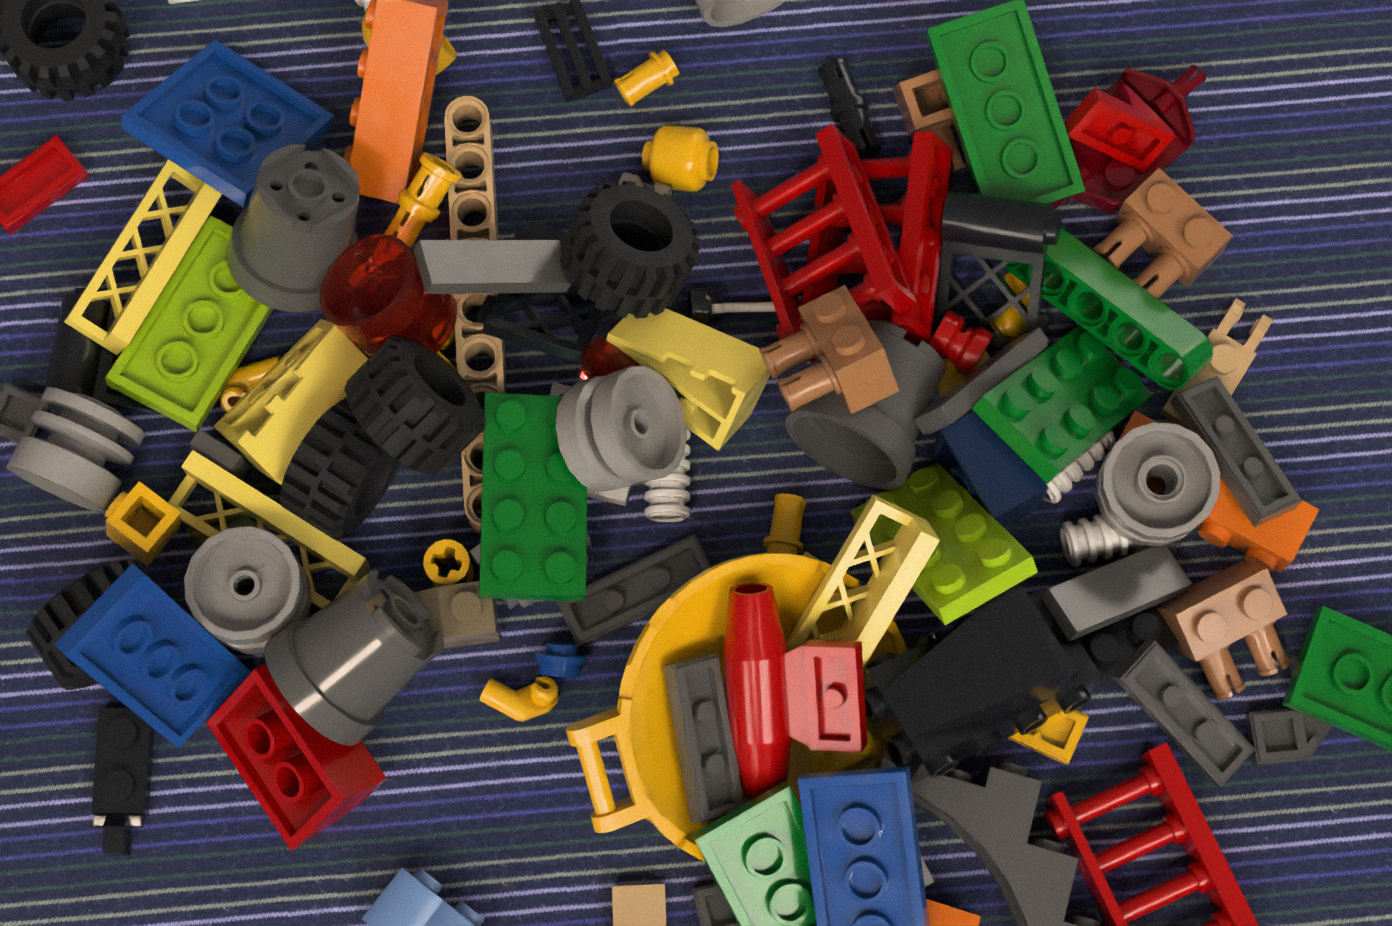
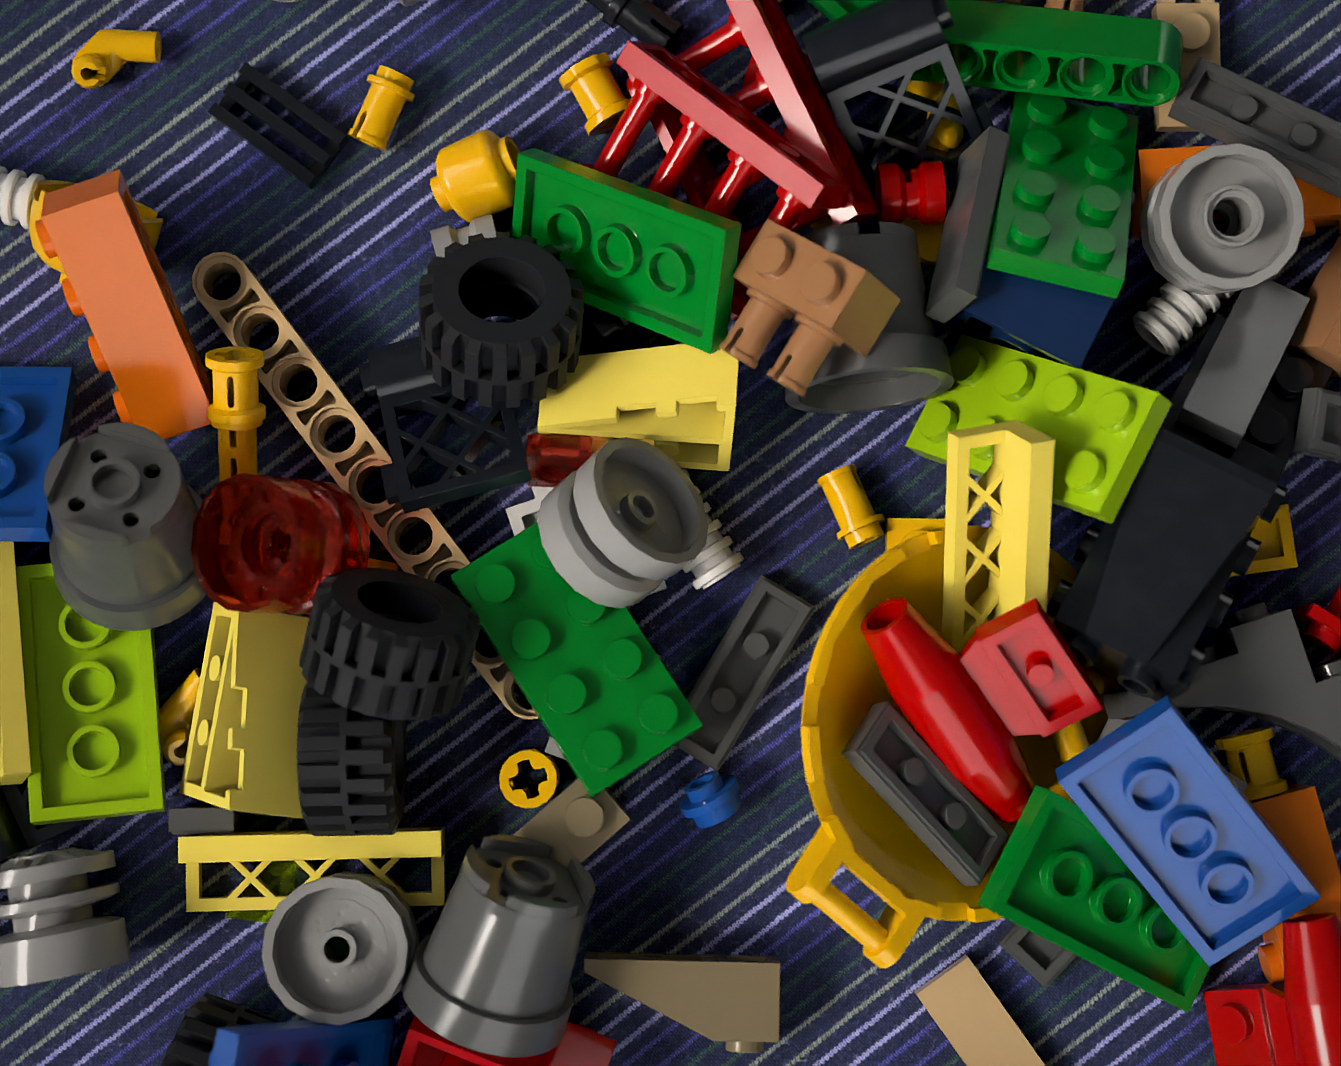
camera: 35 degrees left, 10 degrees up
(141, 522) = (174, 945): yellow brick -> none
(472, 791) = (709, 993): none -> dark tan slope
(491, 266) = (366, 438): tile -> none
(523, 703) = (699, 867): yellow arm -> none
(746, 256) = (632, 247): none -> green plate
(794, 150) = (596, 92): none -> yellow bush
(950, 877) = (1253, 761): none -> yellow bush

